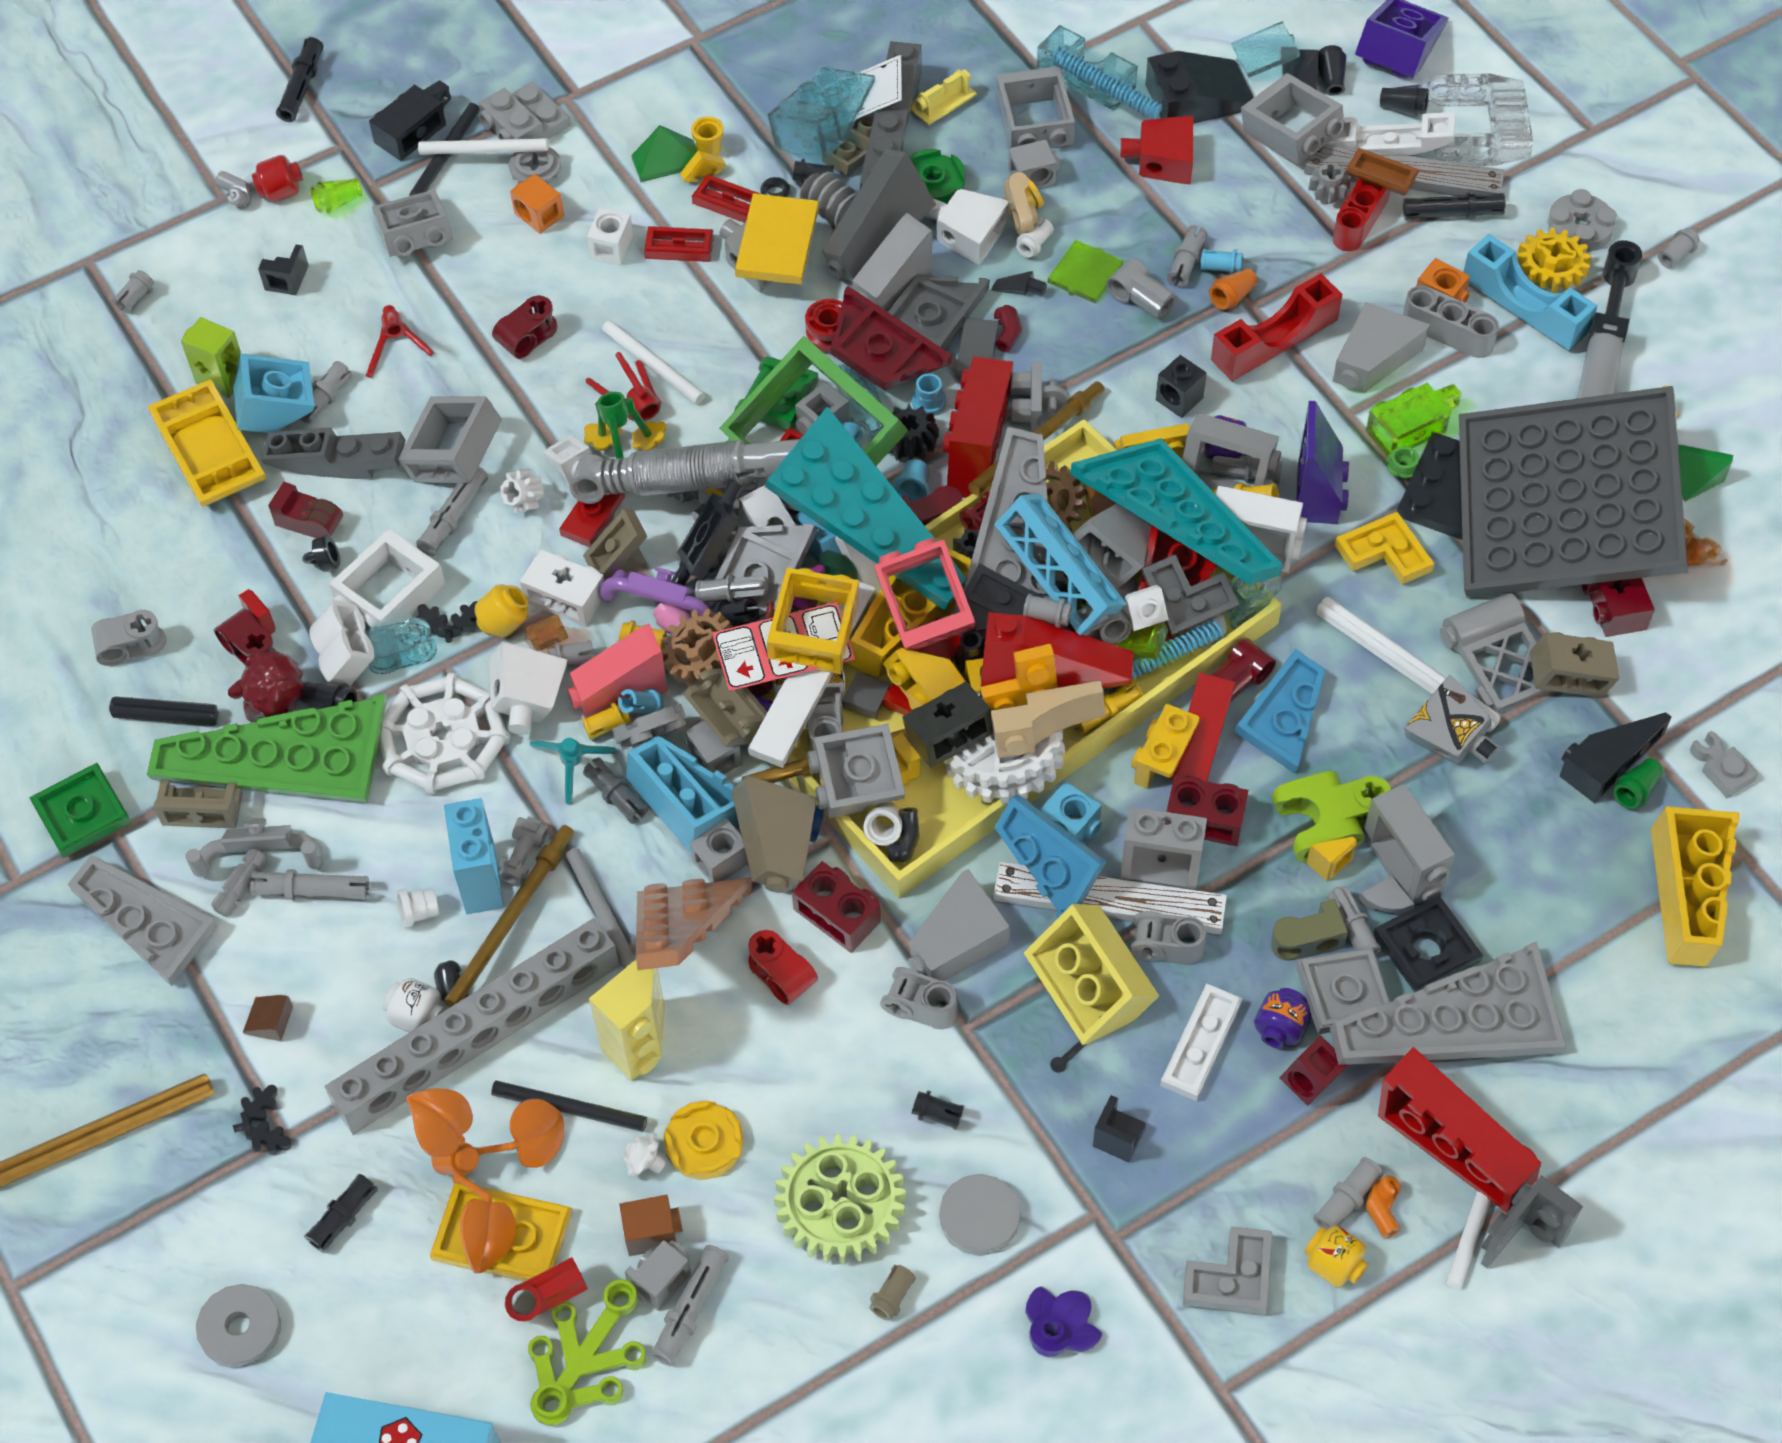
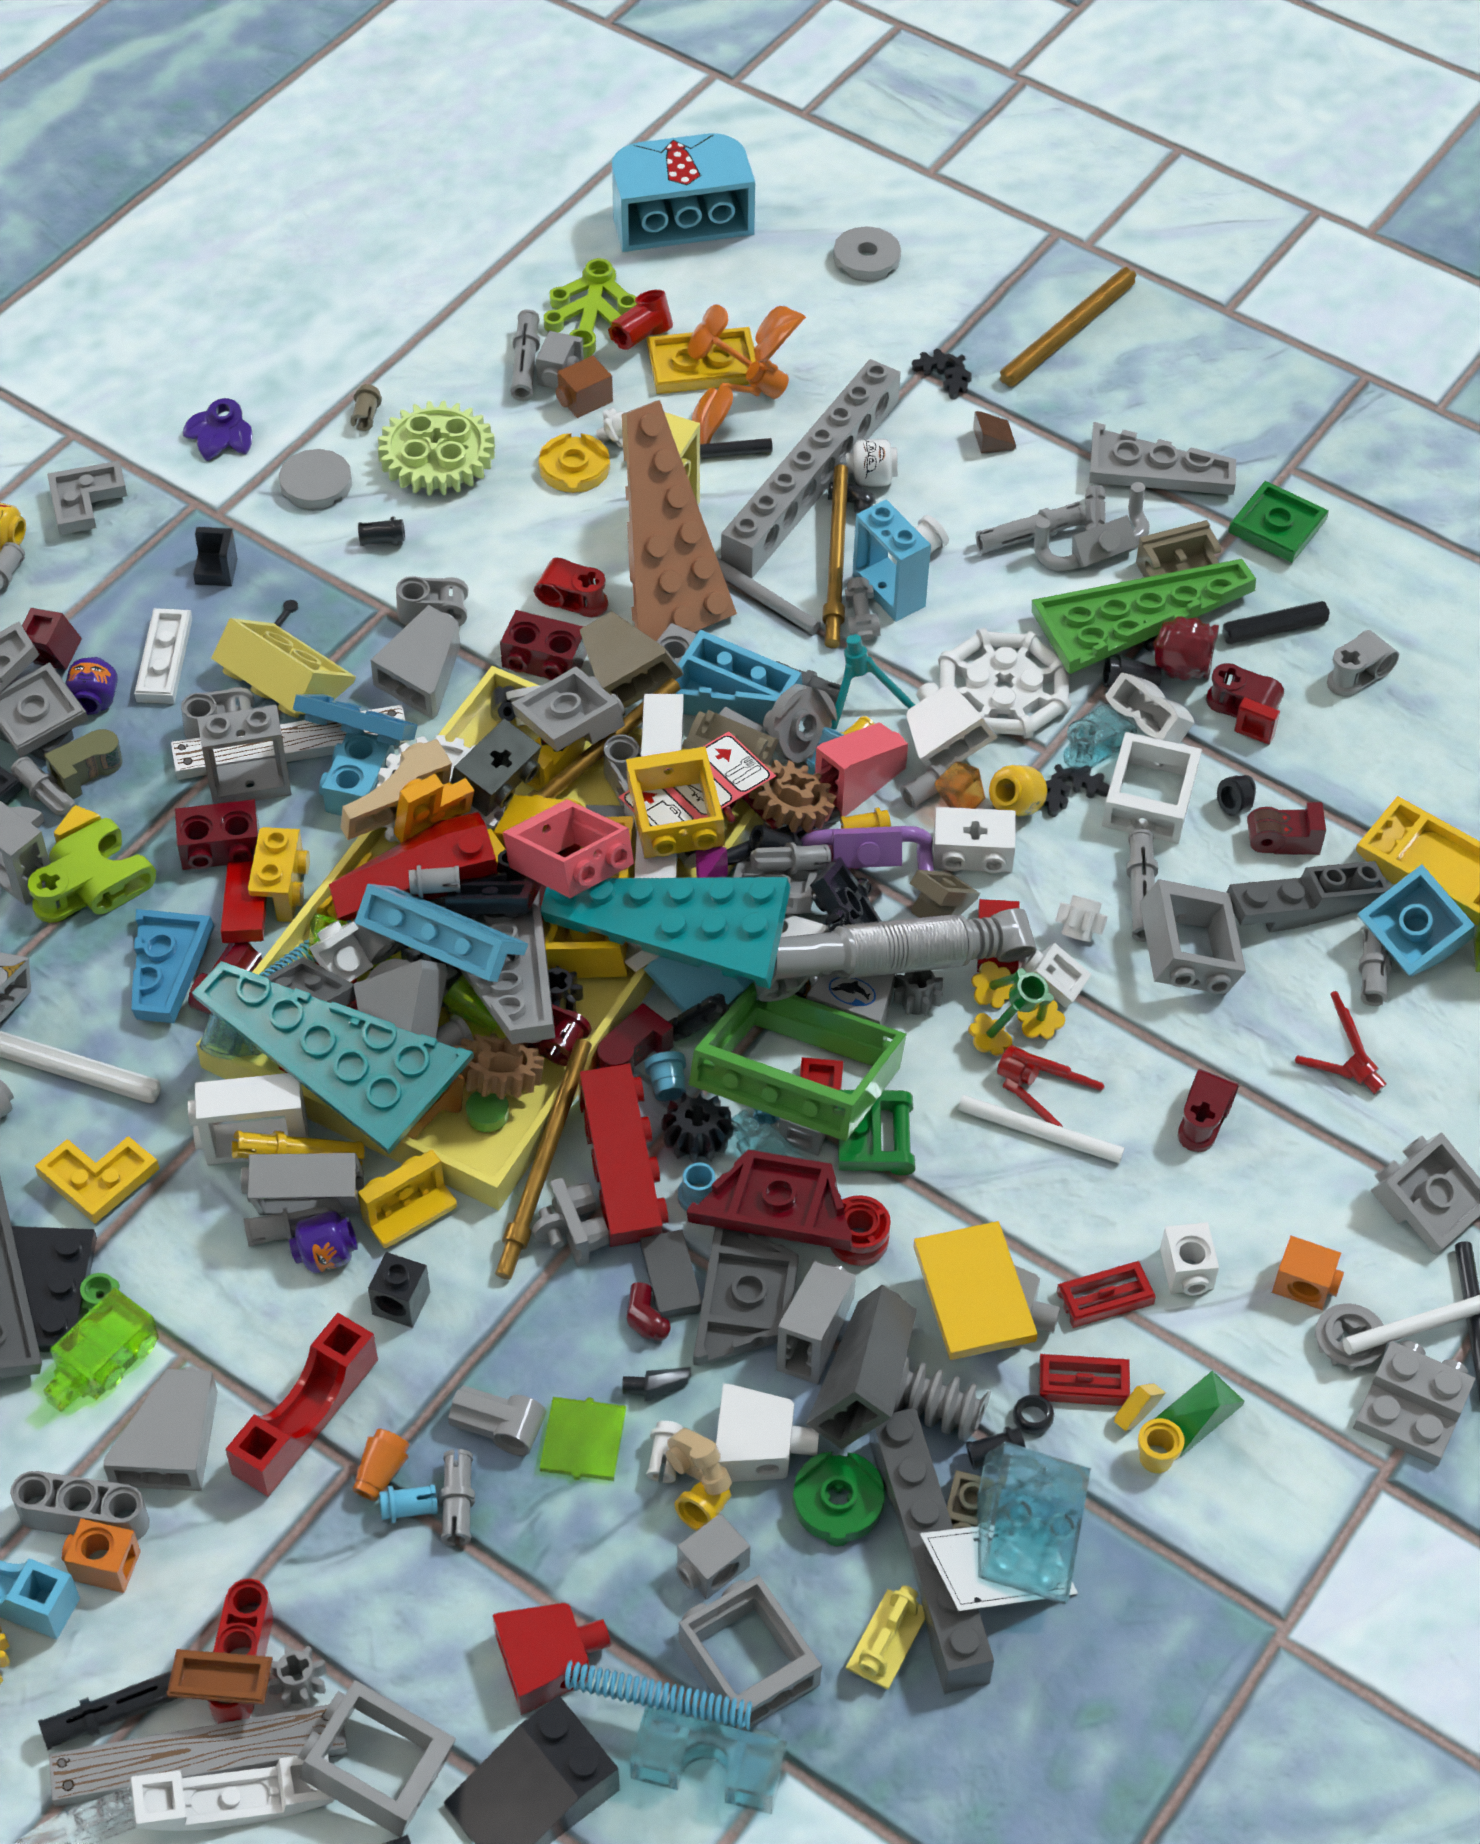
camera: 155 degrees right, 5 degrees down
(341, 1213) = (837, 332): black pin -> none
(1321, 470) = (190, 1210): dark purple slope -> none

